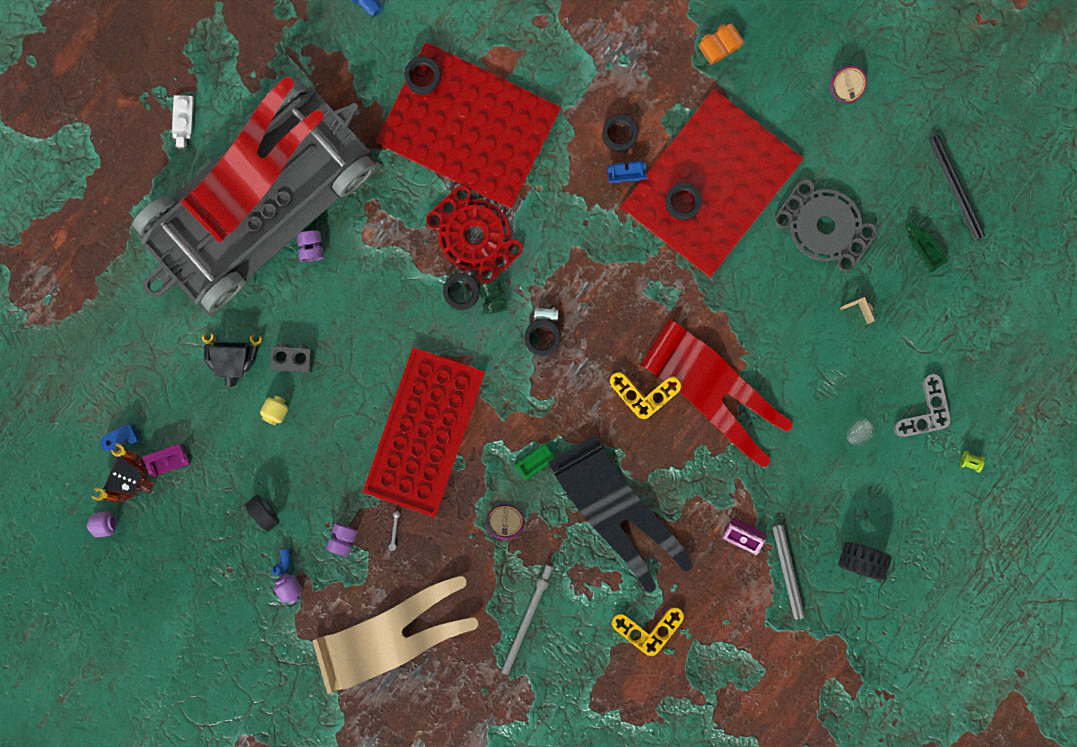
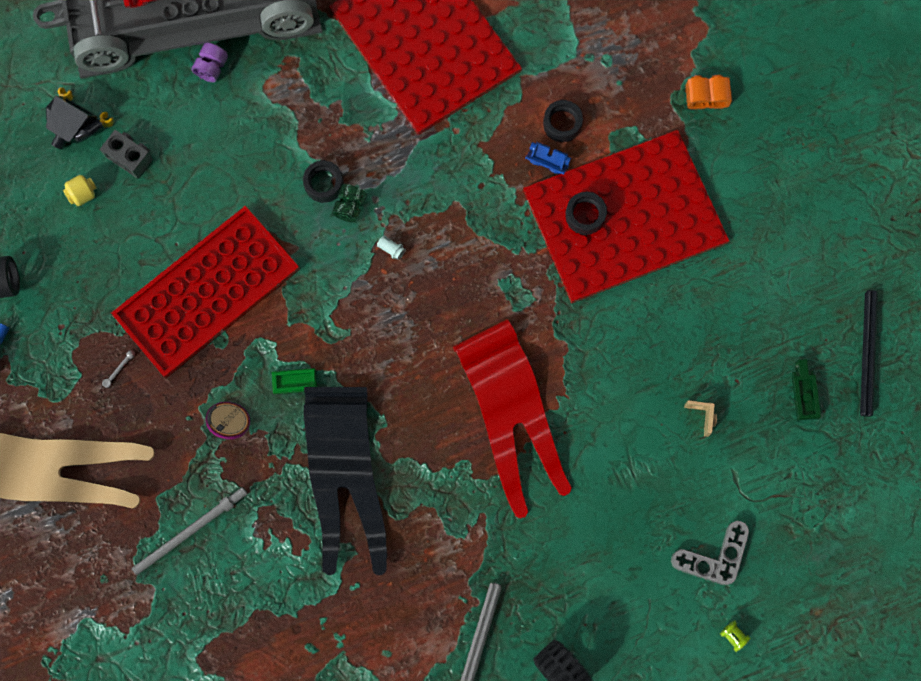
camera: 30 degrees right, 10 degrees down
(341, 540) = (61, 346): medium lavender wheel -> none
(460, 221) = (363, 118): red piece -> none
(542, 323) = (372, 251): black tyre -> none
(645, 637) = (295, 619): yellow beam -> none
(648, 400) = (439, 384): yellow beam -> none
(744, 536) = (456, 575): magenta slope -> none
(806, 219) = (718, 338): dark grey piece -> none
(848, 84) = (812, 195): piece -> none
(860, 431) = (634, 537): clear head -> none

